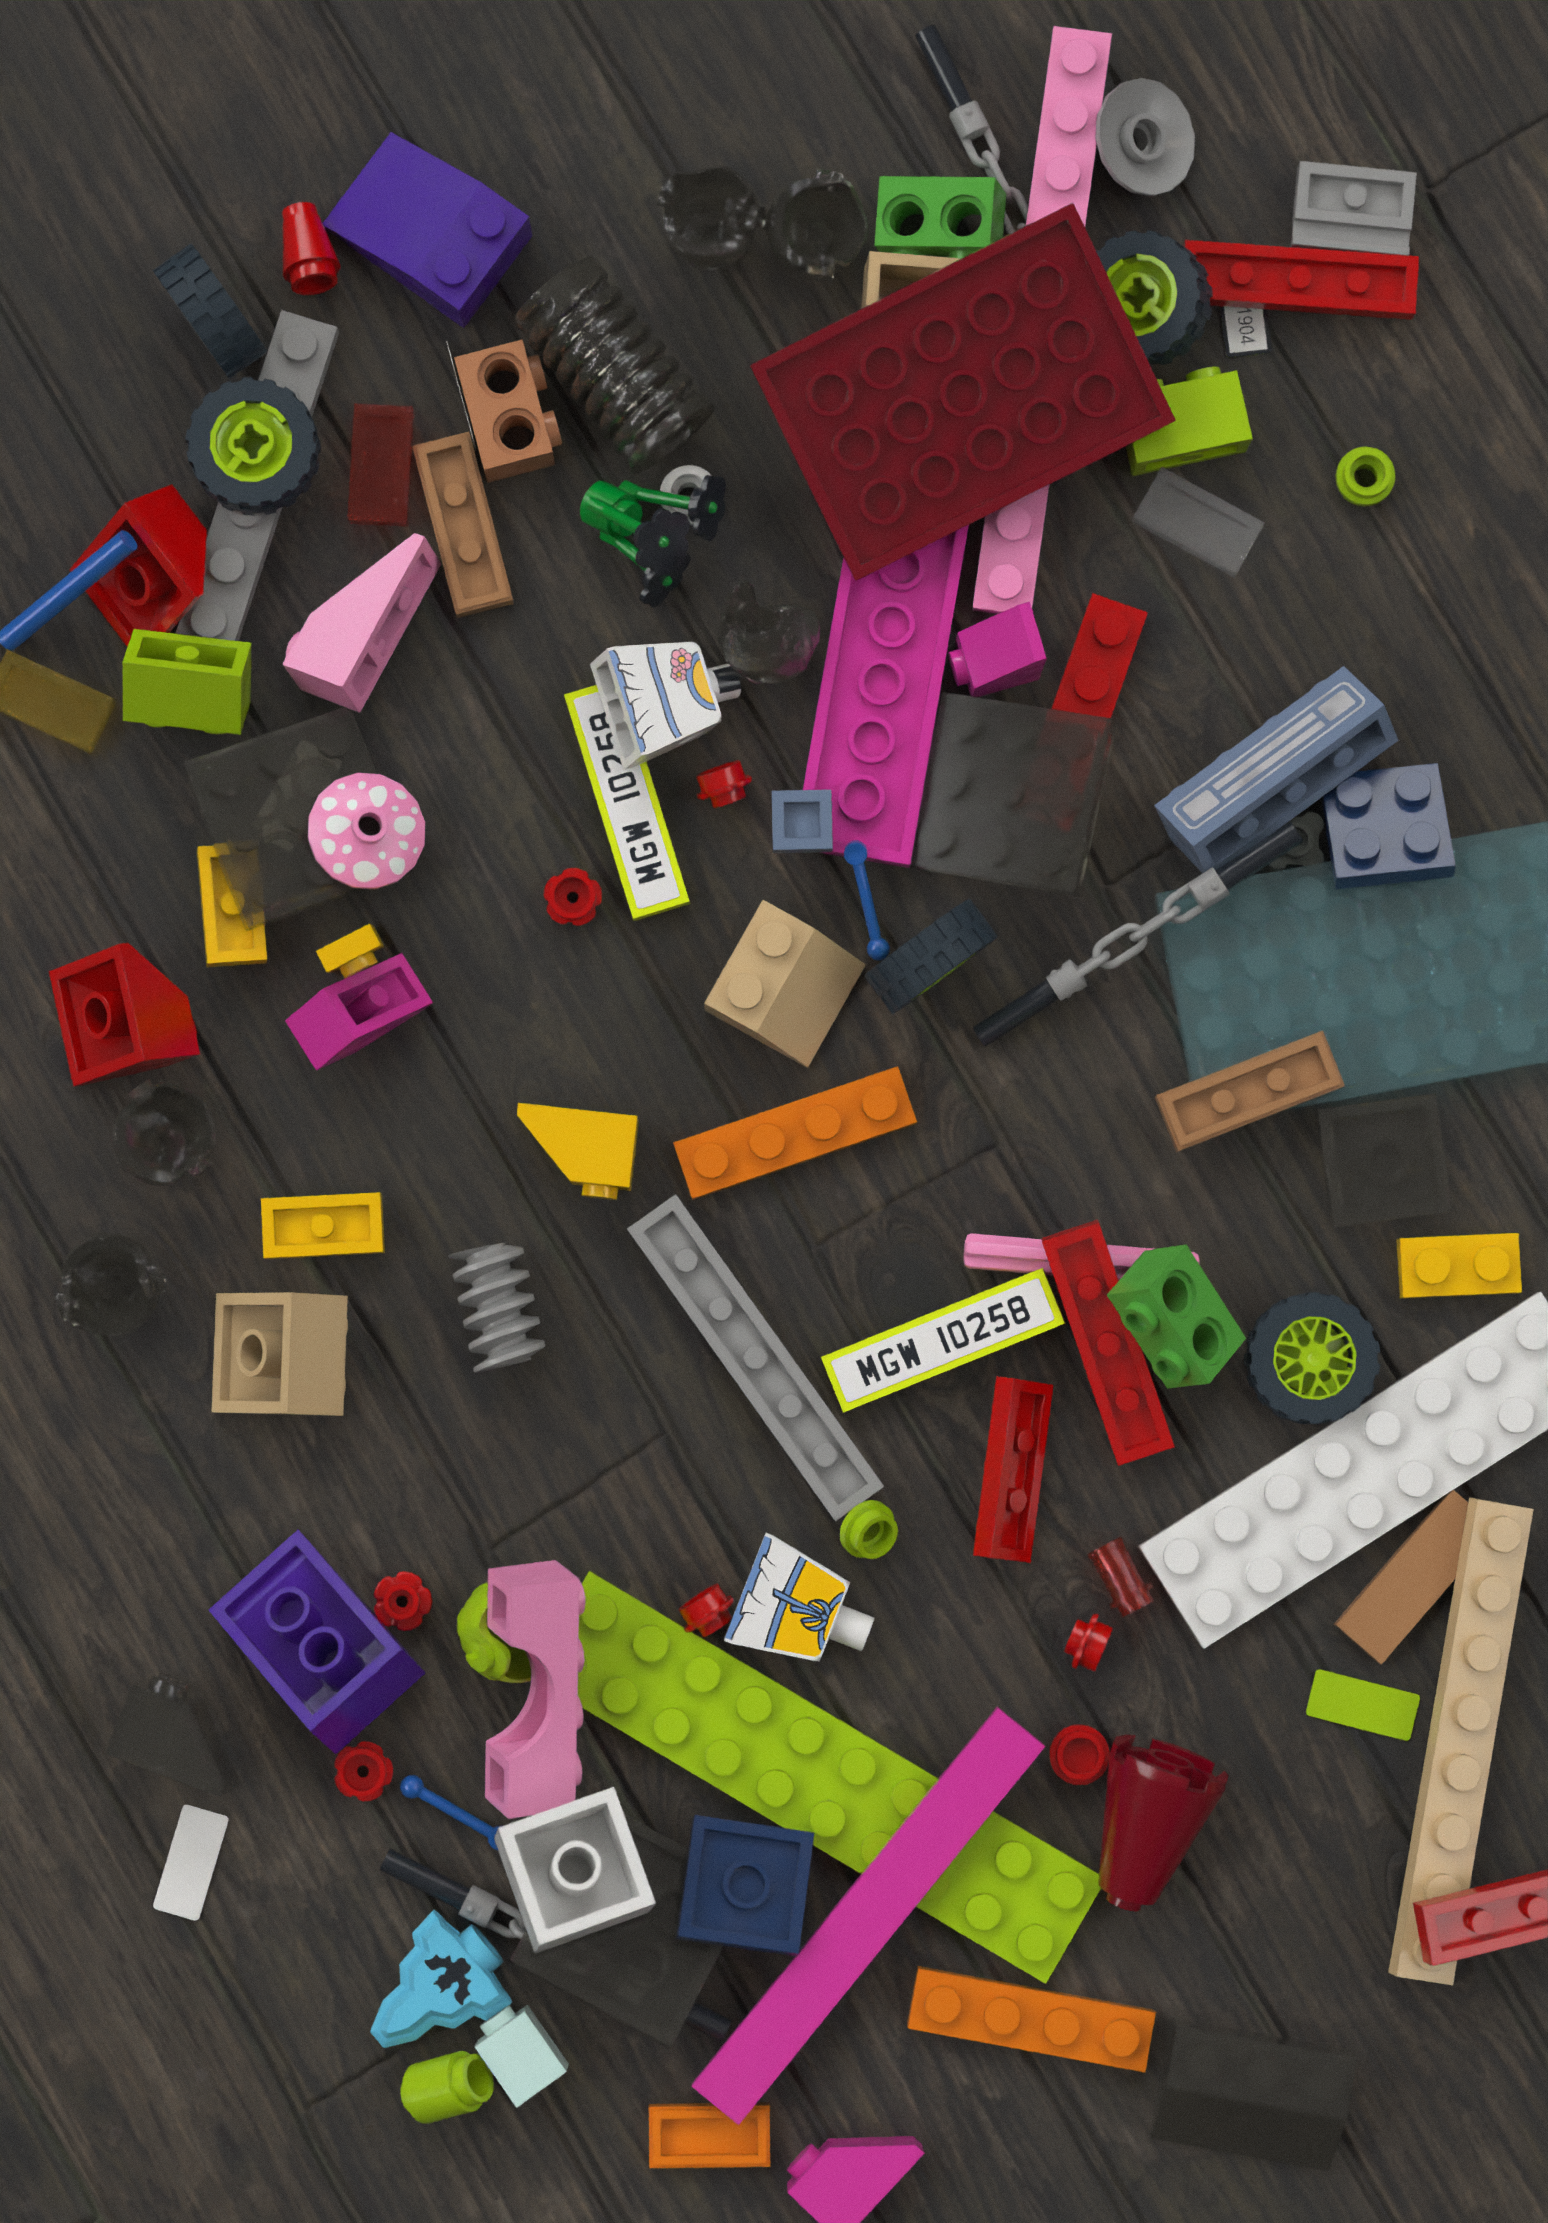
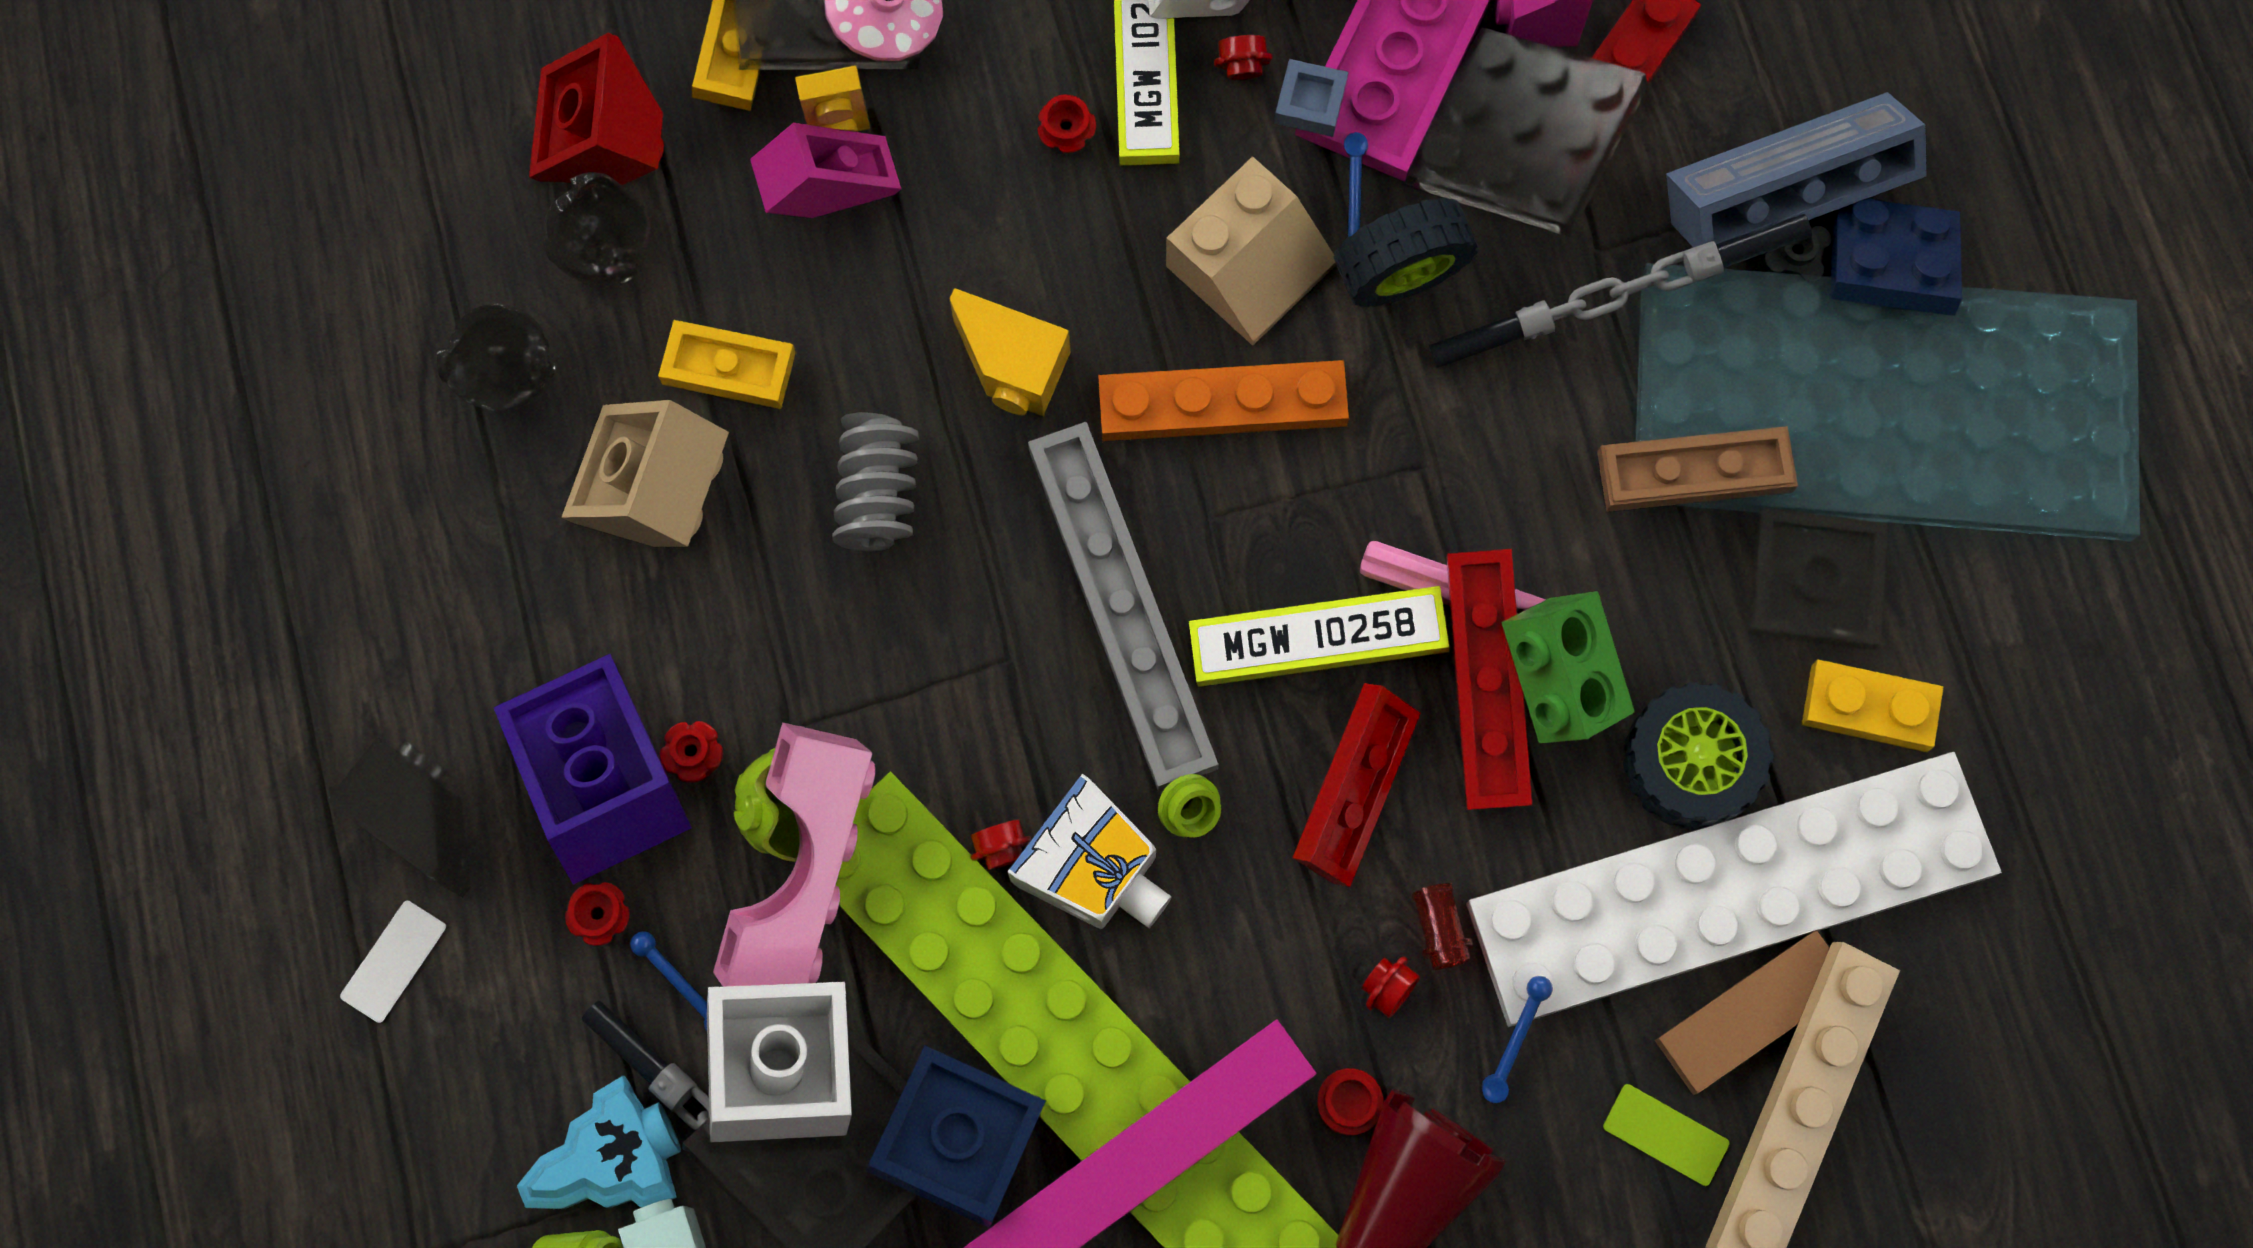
camera: 20 degrees right, 10 degrees down
(1203, 1703) = (1495, 1085): none -> blue hinge

